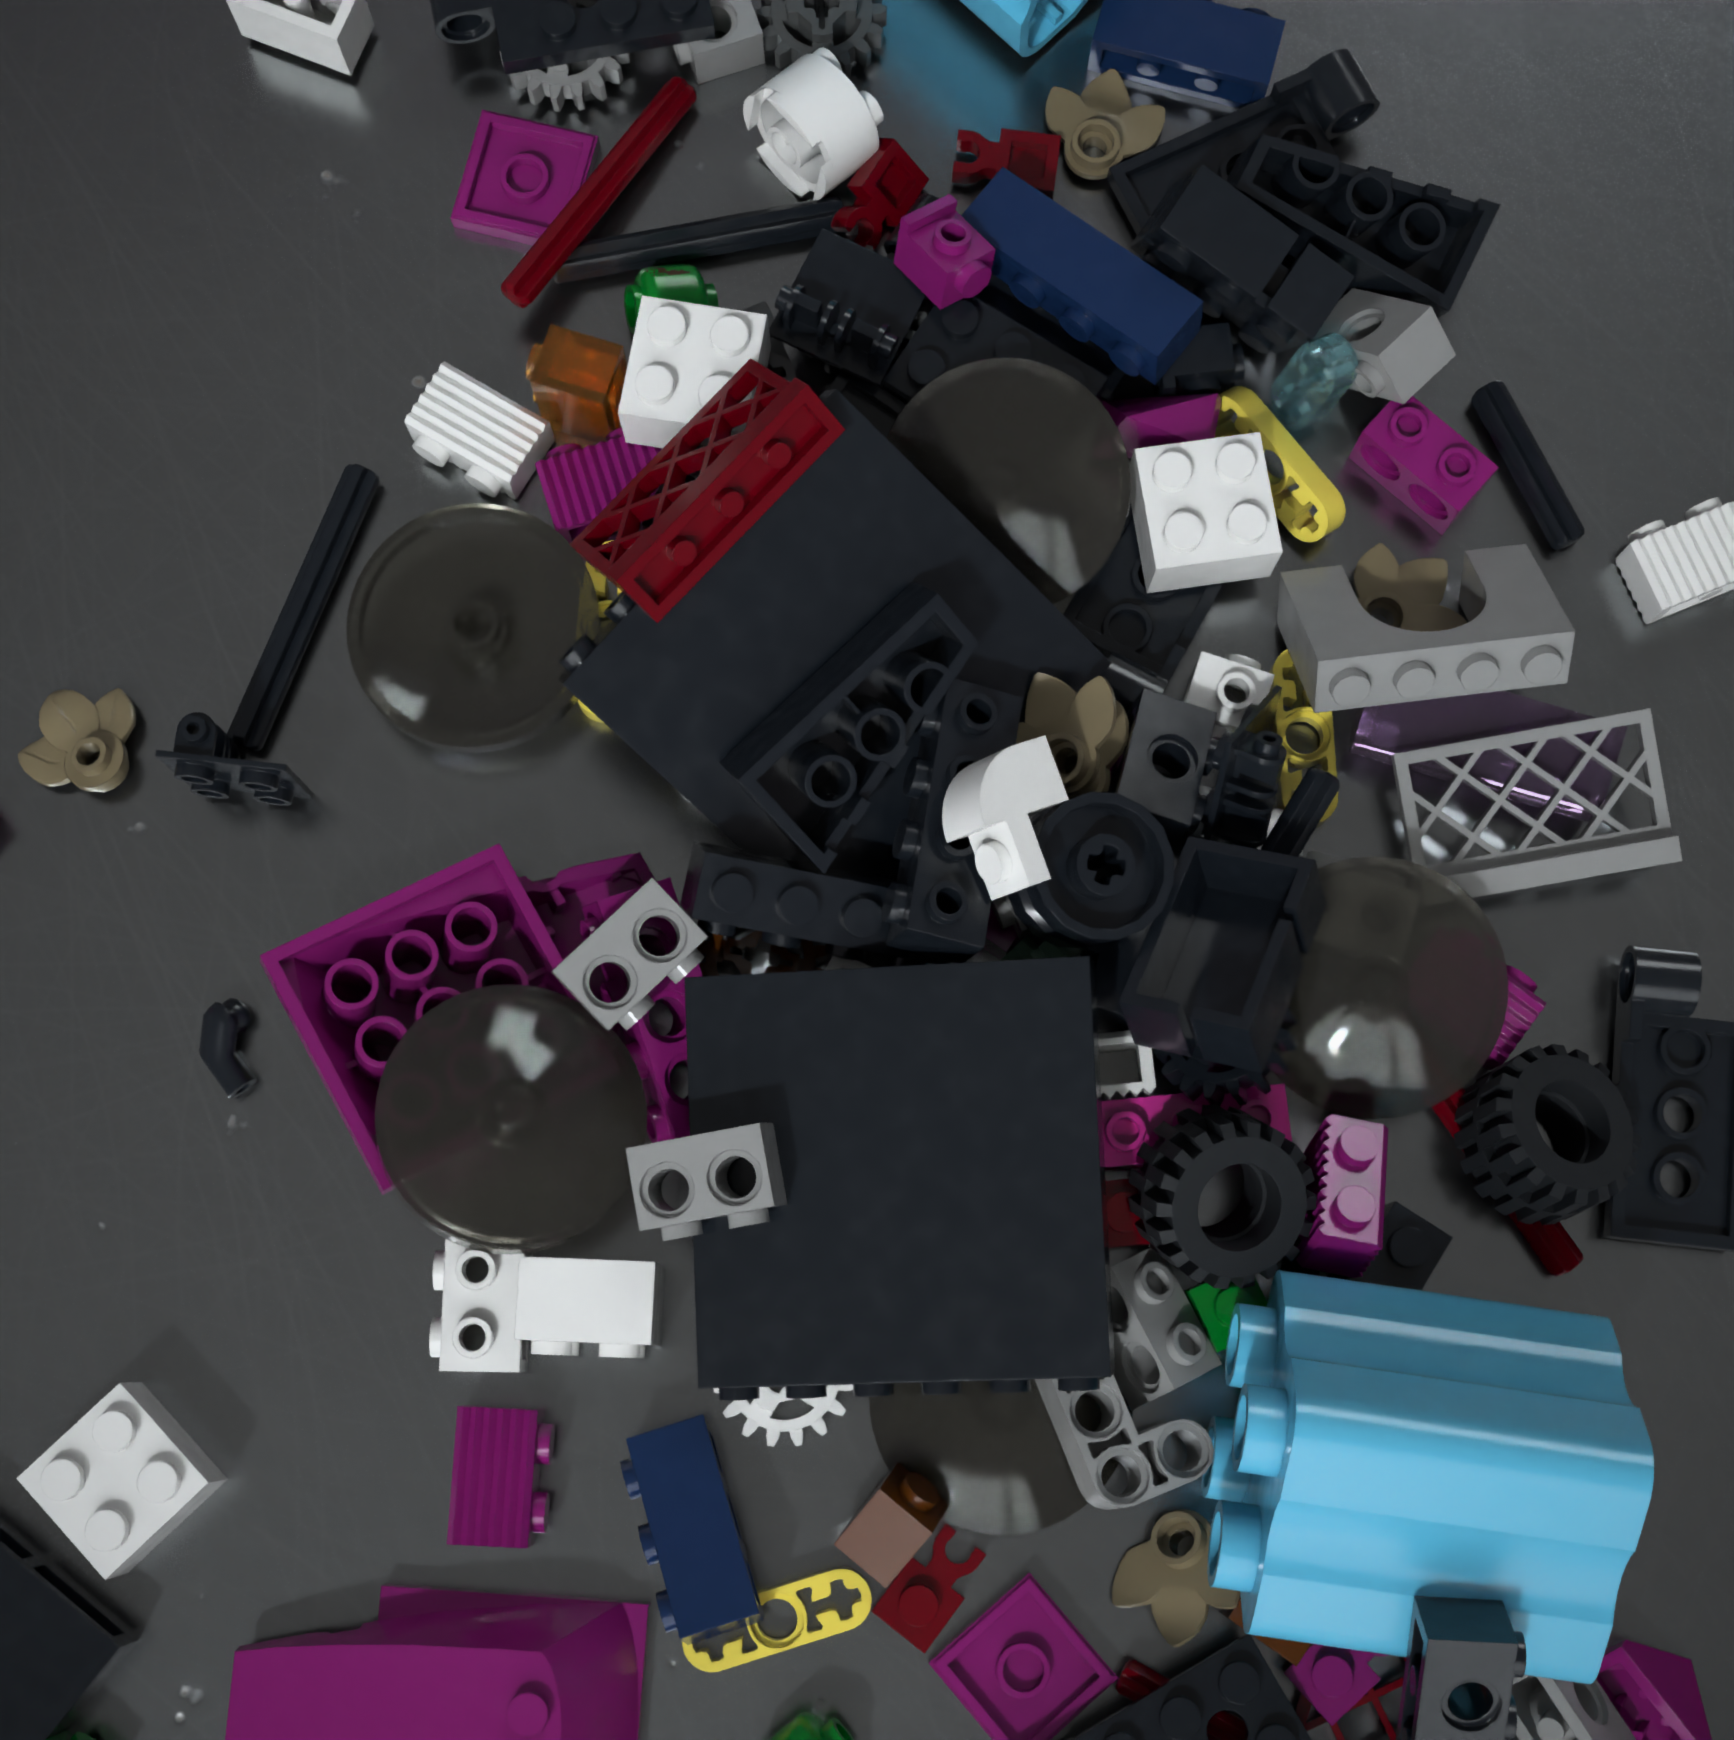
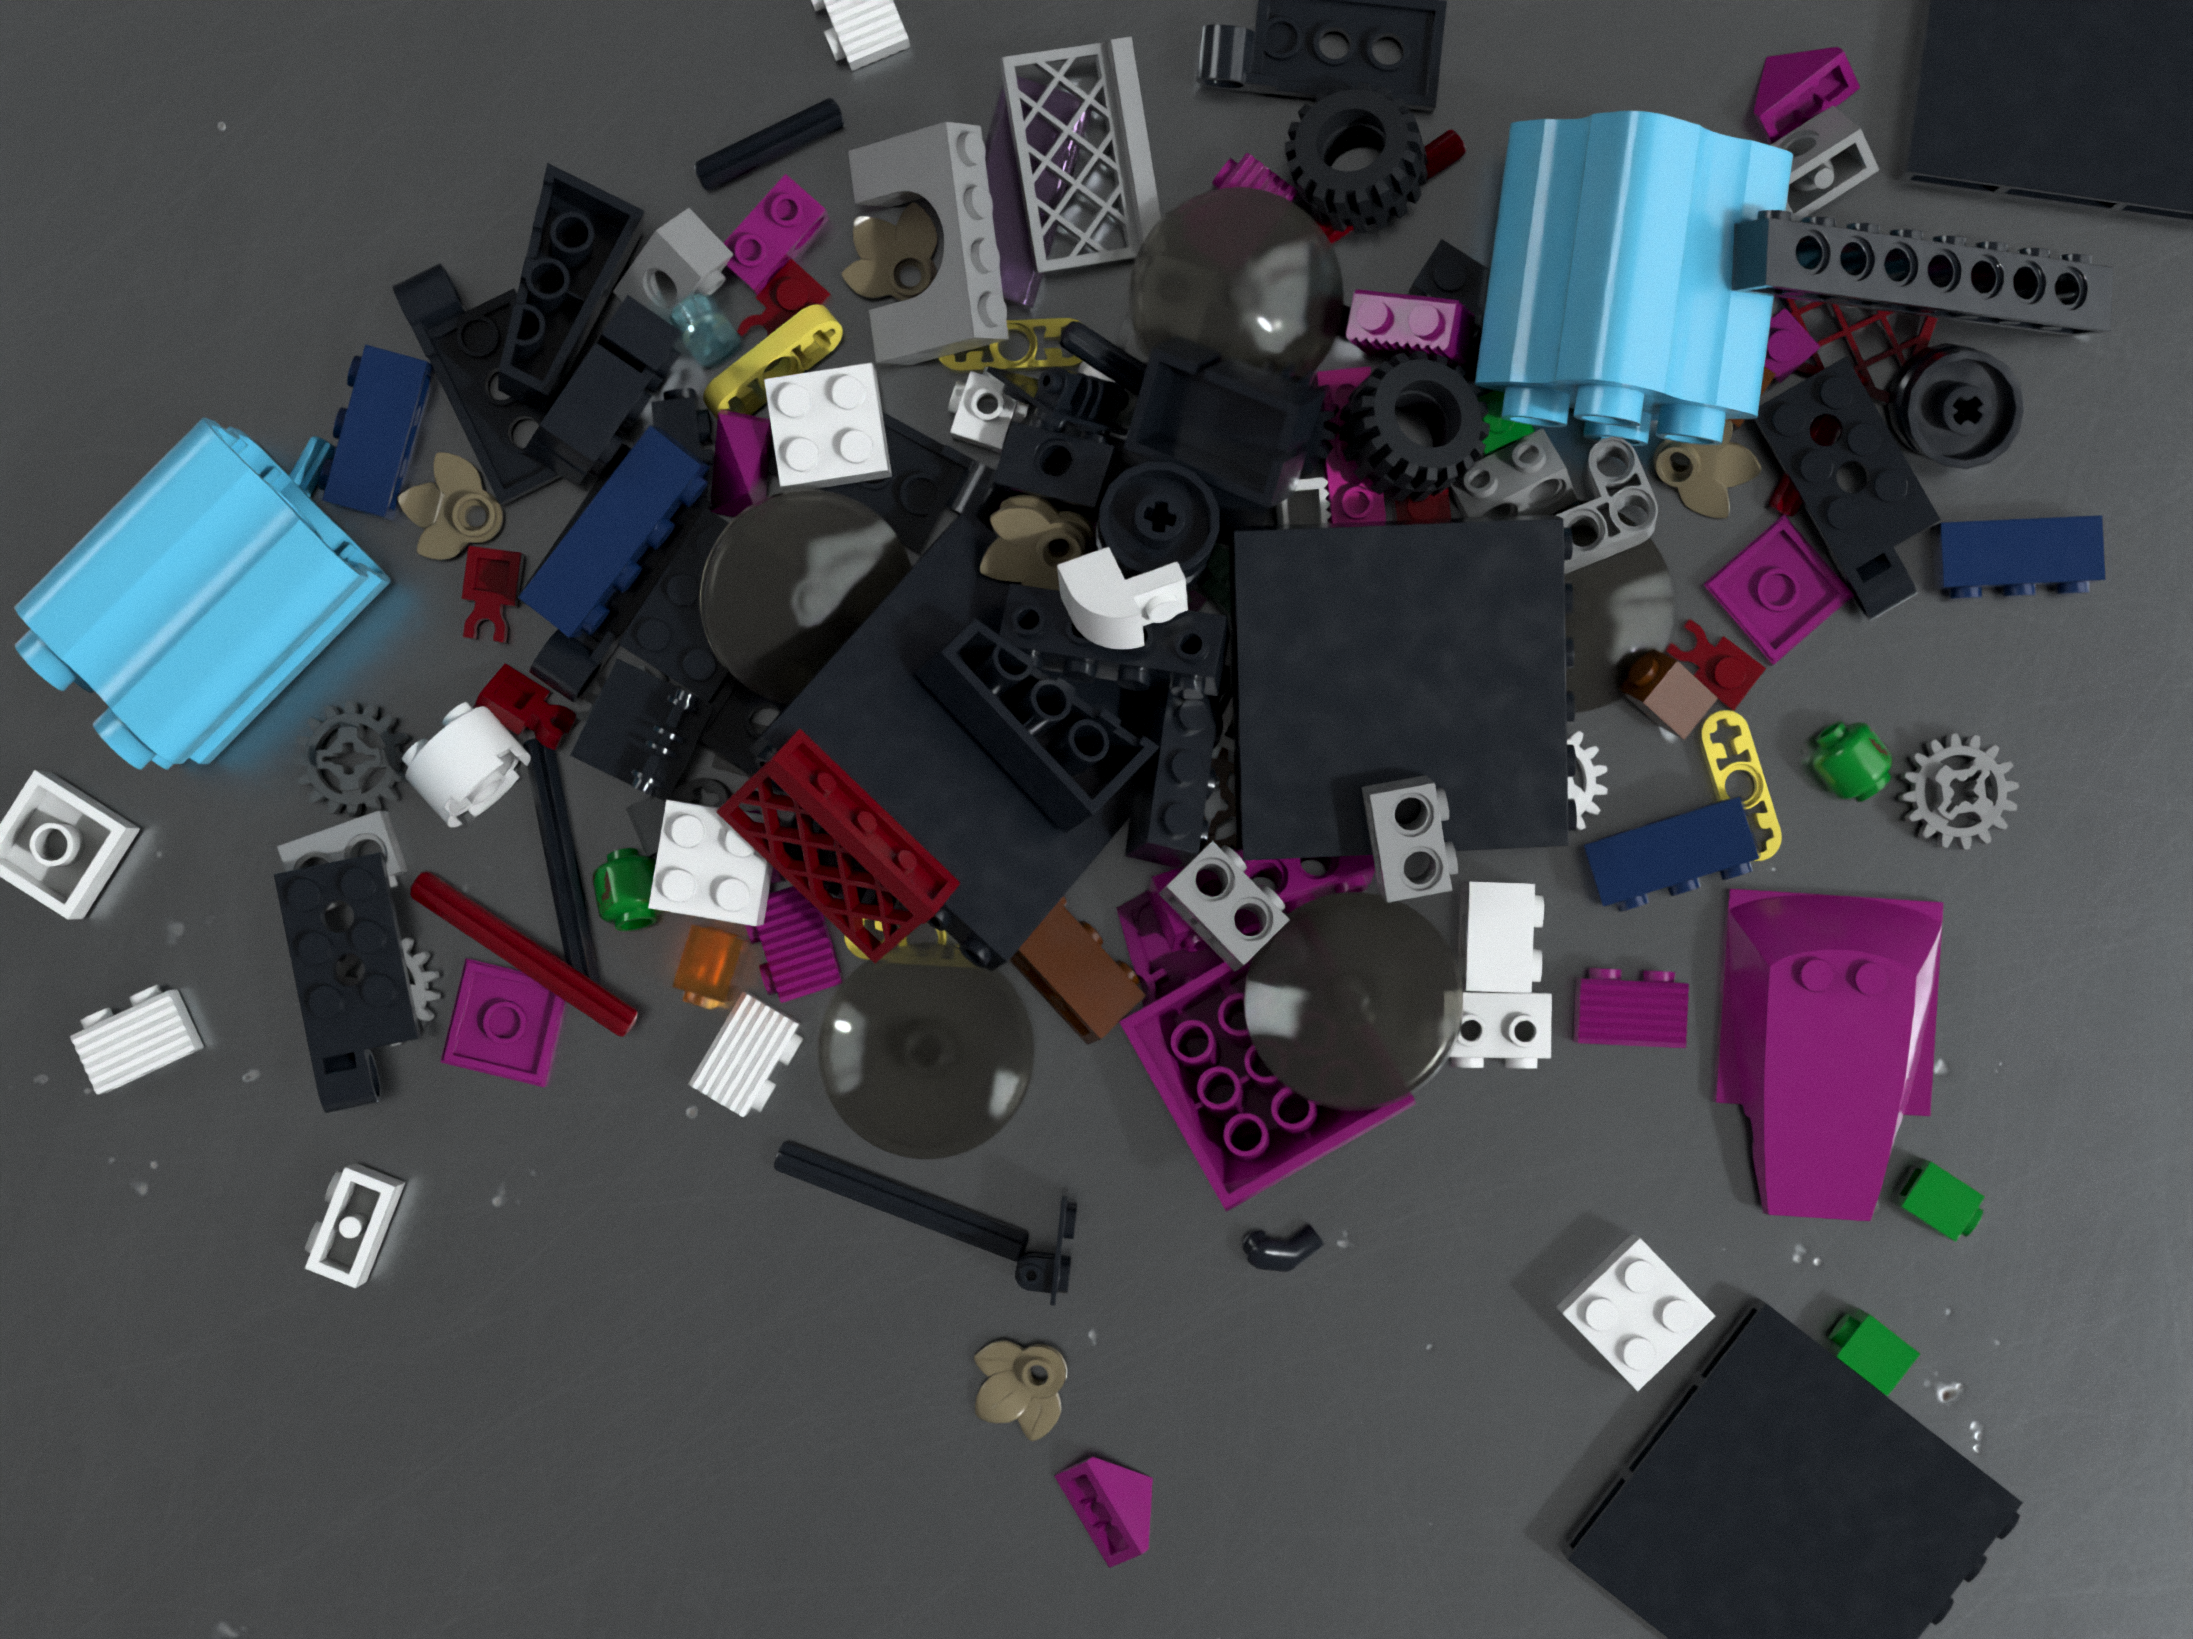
camera: 90 degrees left, 10 degrees up
(565, 795) = (1077, 975): none -> reddish brown brick
(943, 253) = (617, 654): magenta brick -> none
(1358, 481) = (784, 297): none -> dark red plate

